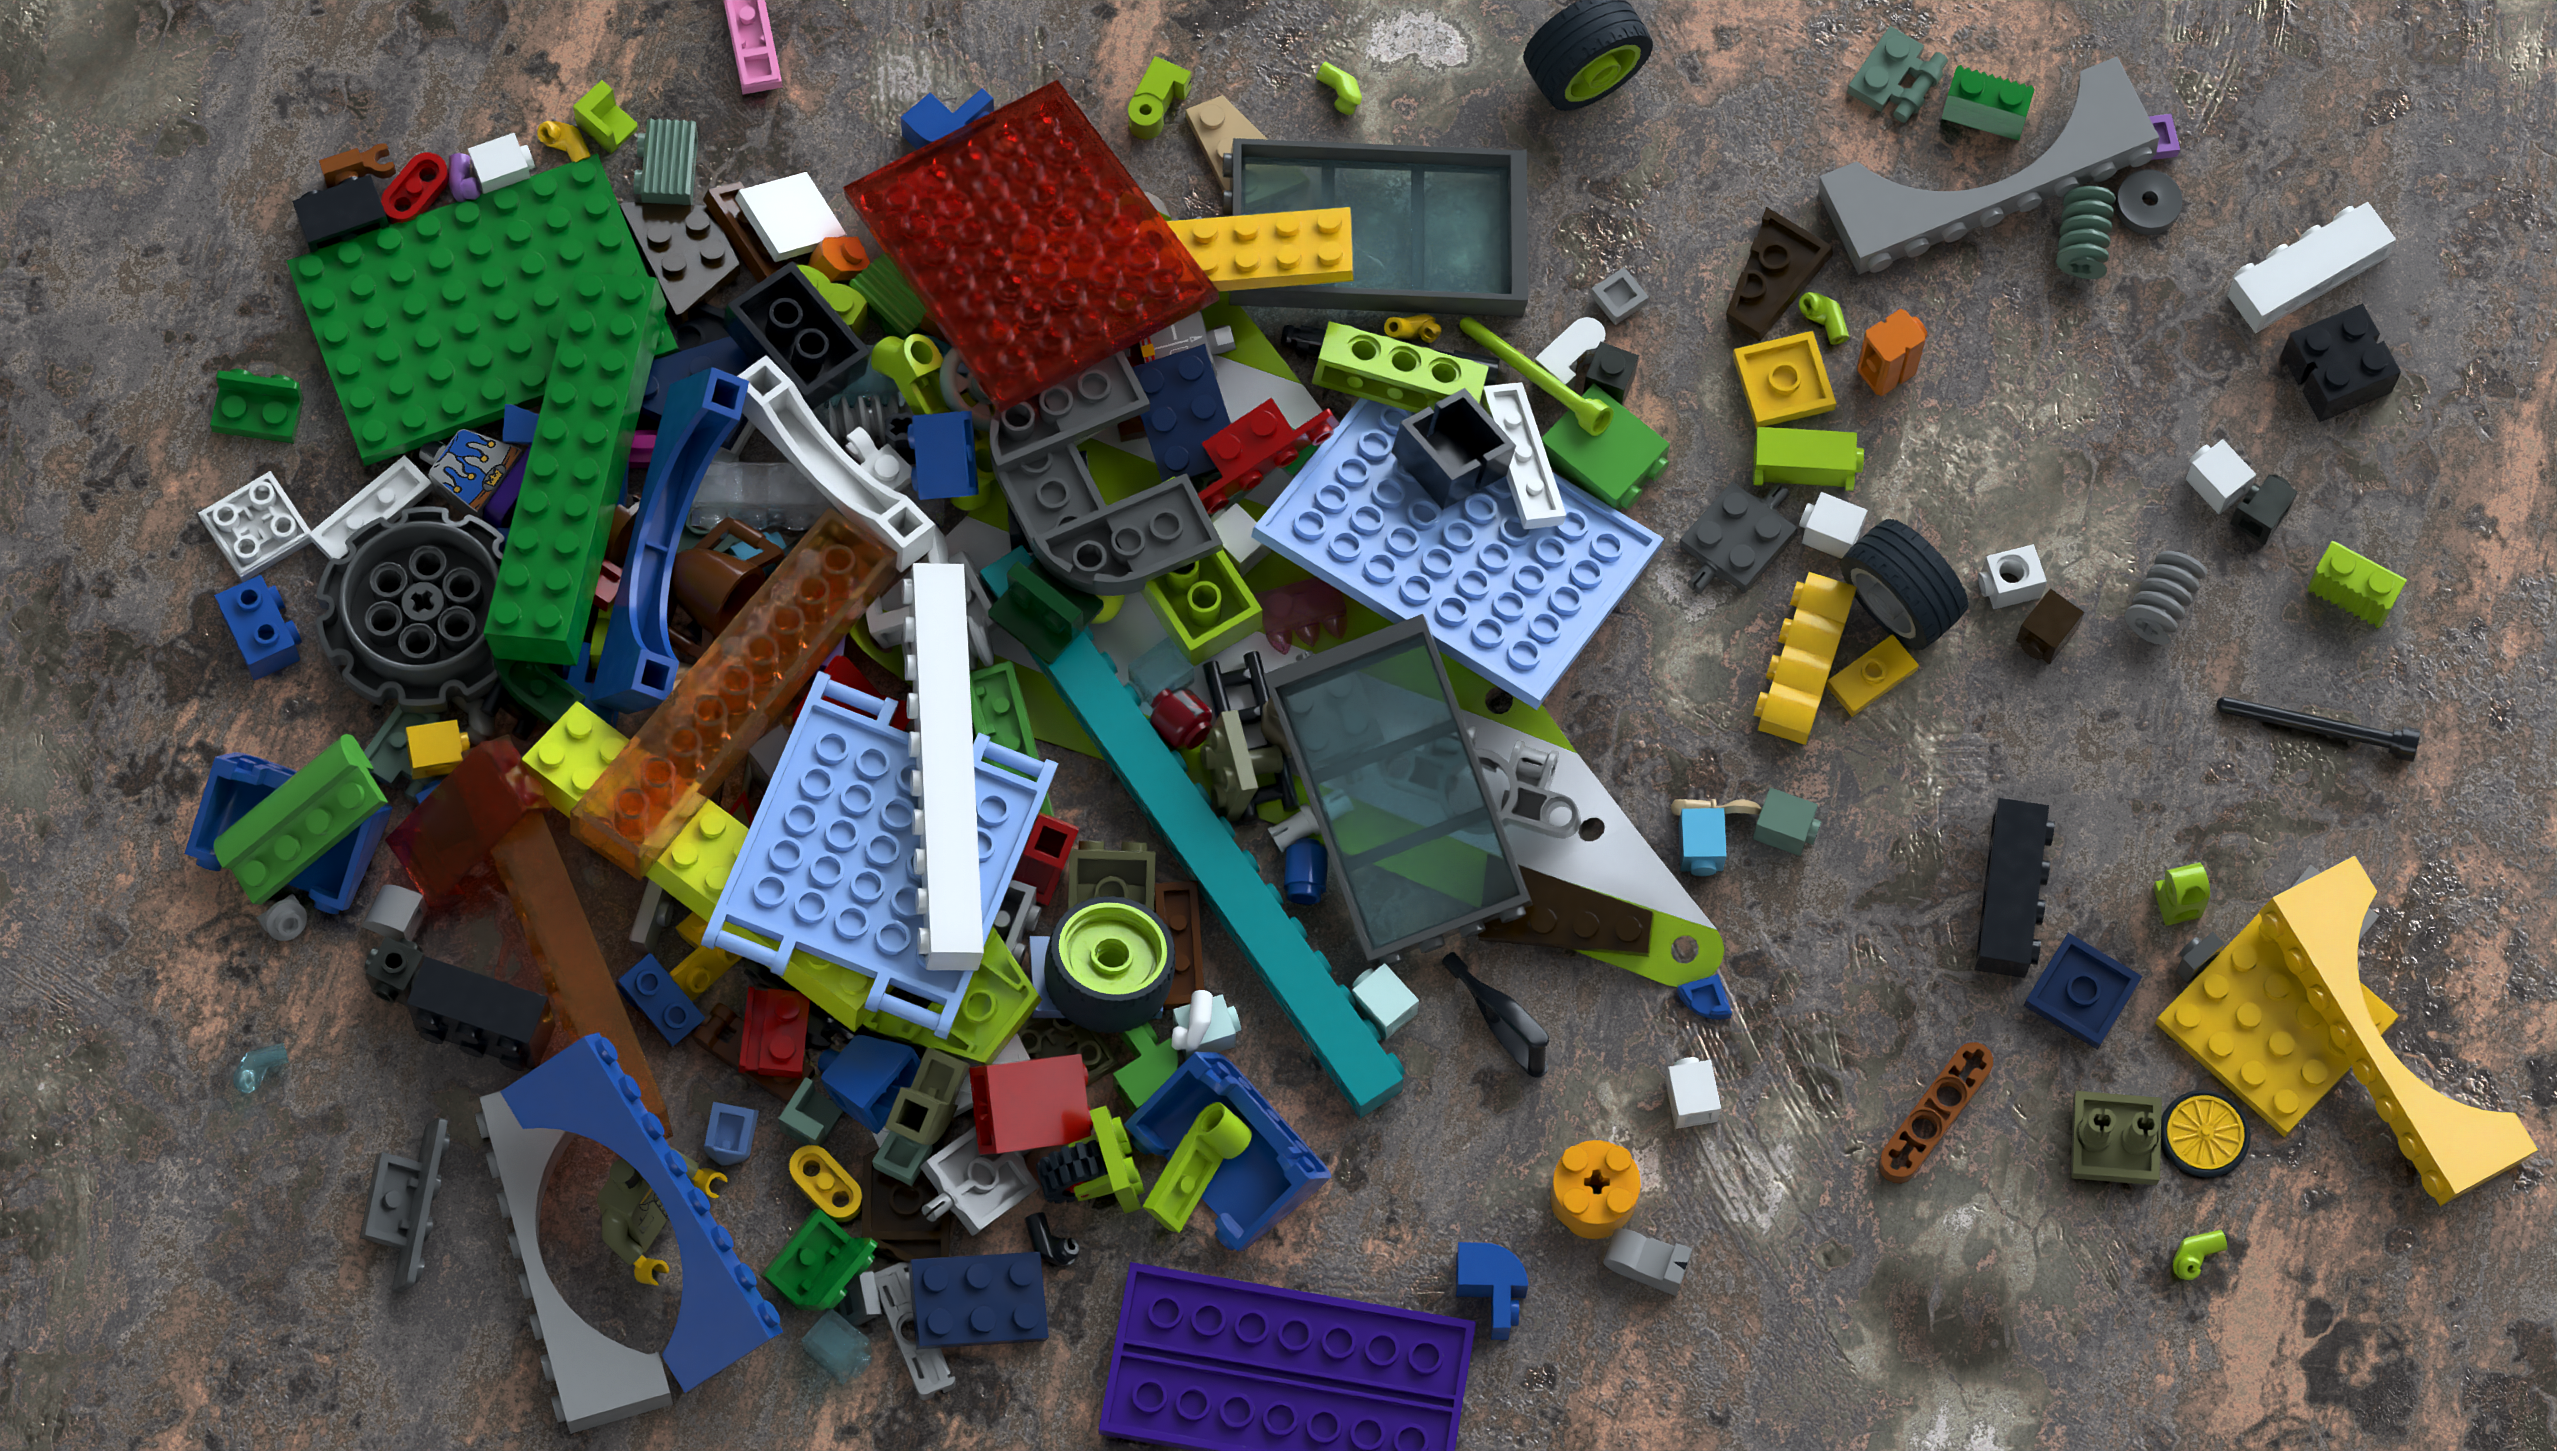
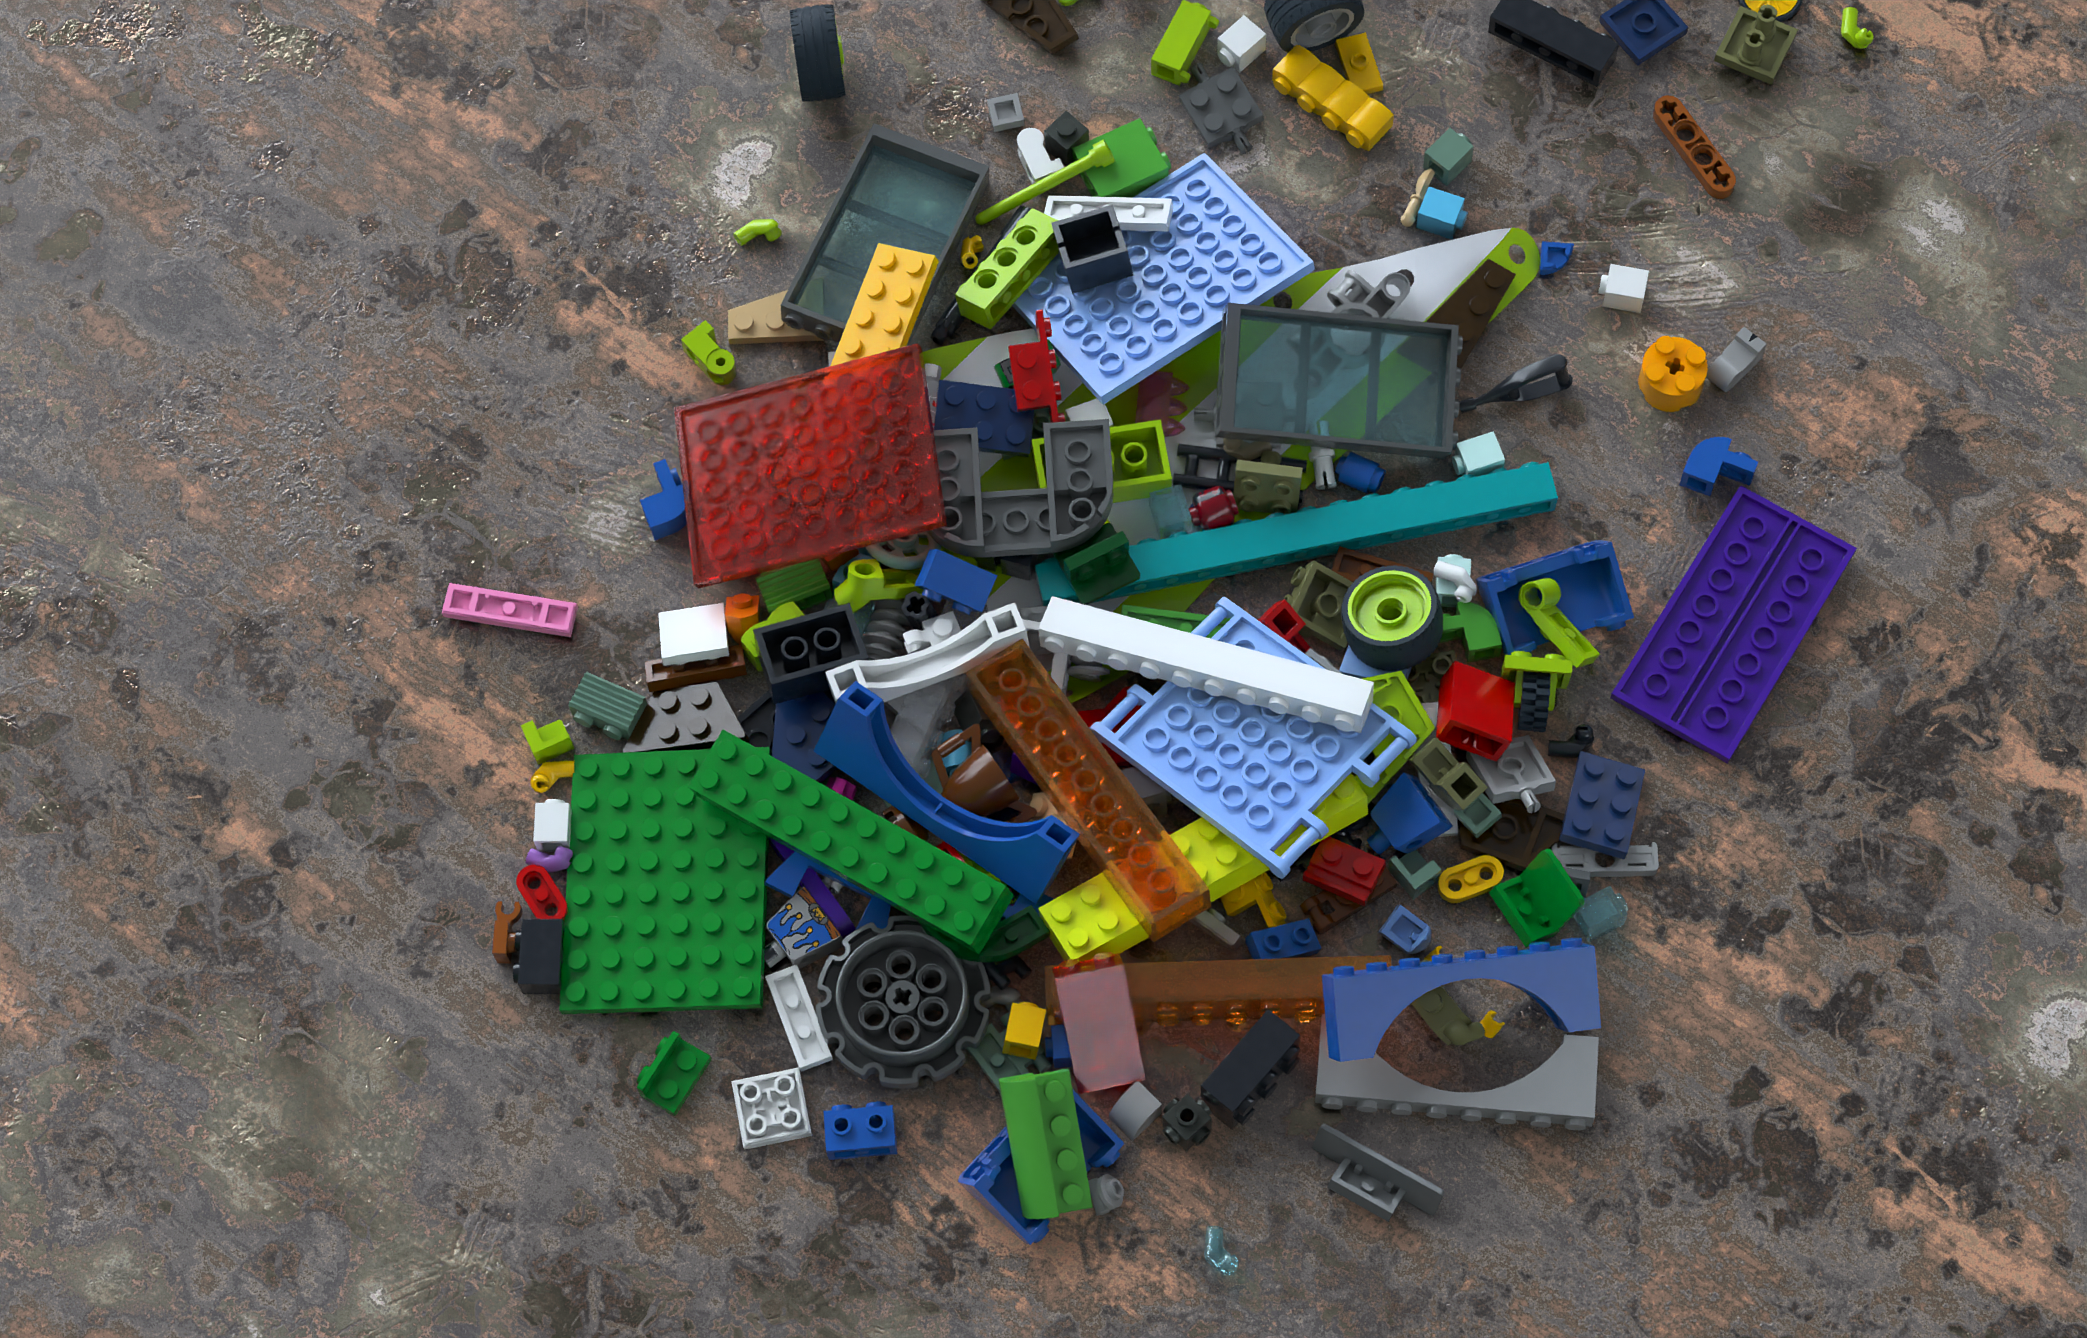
camera: 60 degrees left, 0 degrees up
(1784, 379) = (1115, 34): yellow plate -> none

